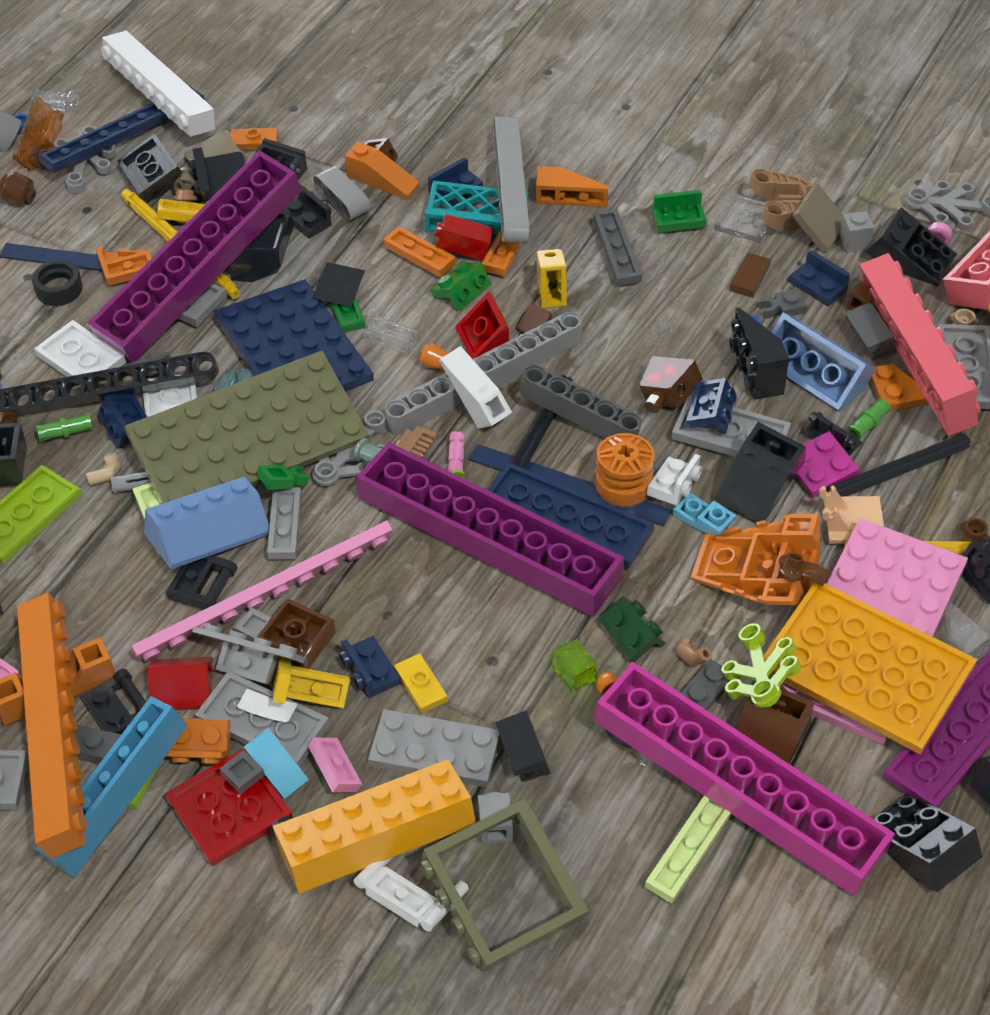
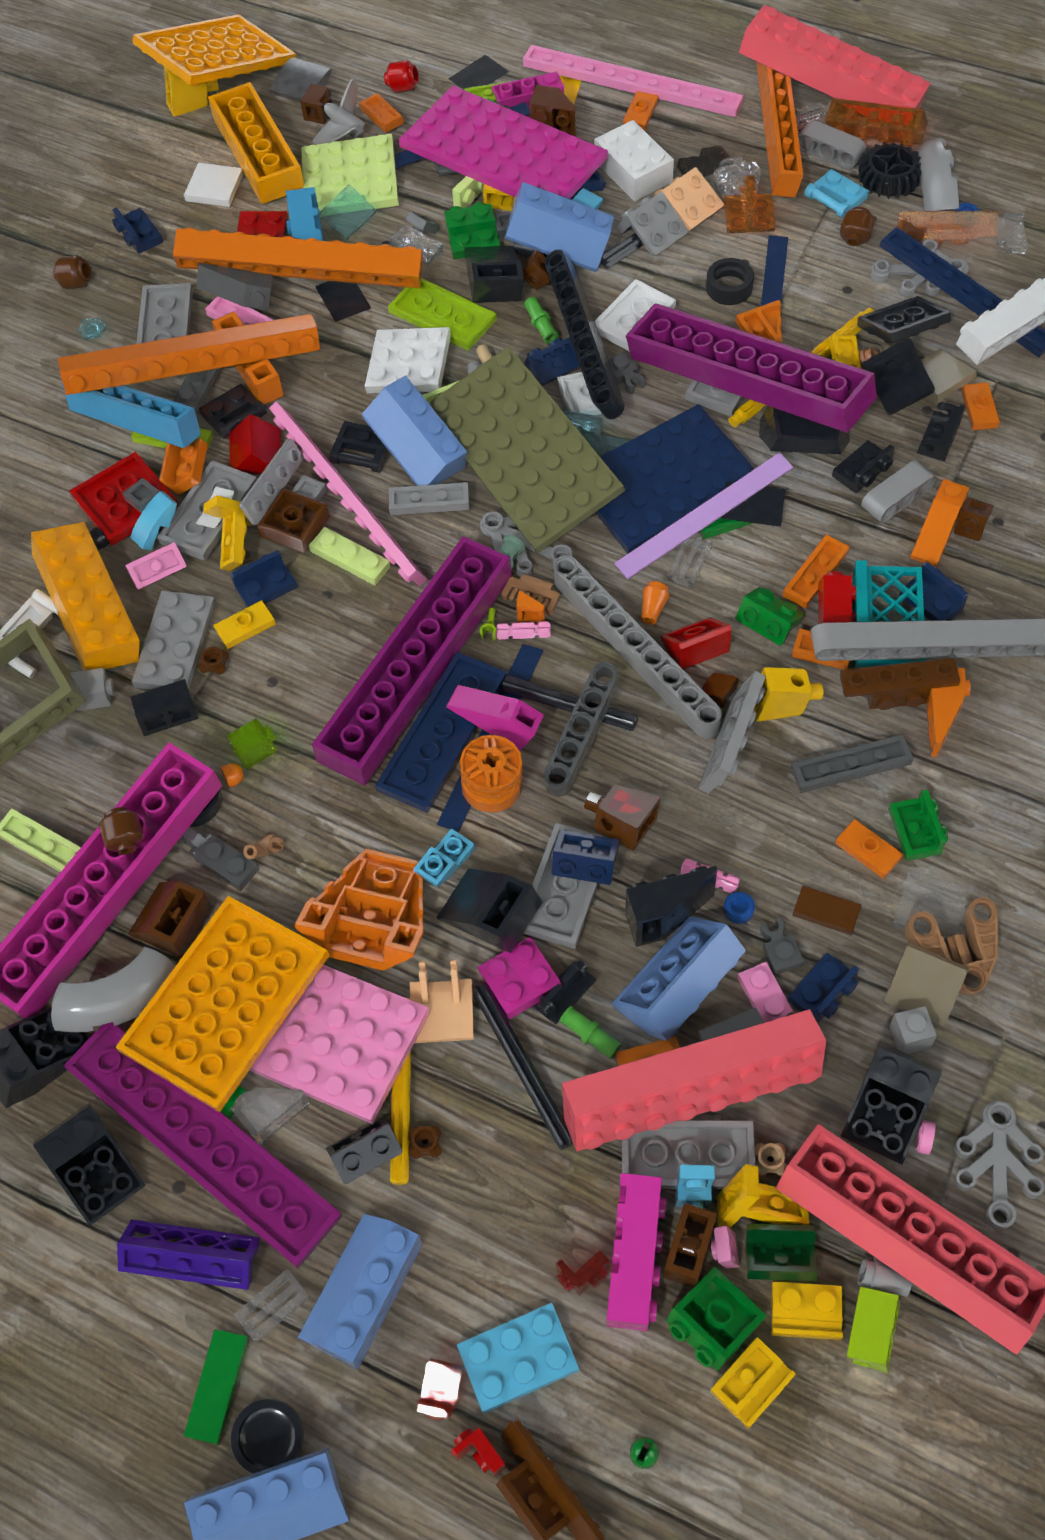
camera: 90 degrees right, 10 degrees up
(88, 540) = (408, 352): none -> white plate
(279, 477) = (472, 480): green plate -> none
(347, 589) = (349, 556): none -> yellowish green plate
(349, 318) = (703, 516): none -> lavender piece
(435, 445) = (529, 609): none -> orange slope
(462, 701) = (213, 654): none -> reddish brown plate
(475, 389) = (588, 626): white slope -> none
(547, 203) = (899, 683): none -> reddish brown bracket
(565, 459) = (496, 714): none -> dark pink slope
(603, 307) = (731, 734): none -> light grey plate
(631, 628) = (298, 795): dark green bracket -> none
(675, 479) = (489, 827): white bracket -> none
(694, 246) = (869, 849): none -> orange plate
(707, 728) = (121, 830): none -> reddish brown head
(719, 341) = (729, 883): none -> bright pink axle
(765, 690) = (182, 891): lime plant -> none
(794, 568) = (336, 938): reddish brown plate -> none
(826, 315) = (764, 992): none -> bright pink plate
(881, 779) = (112, 998): none -> light grey brick

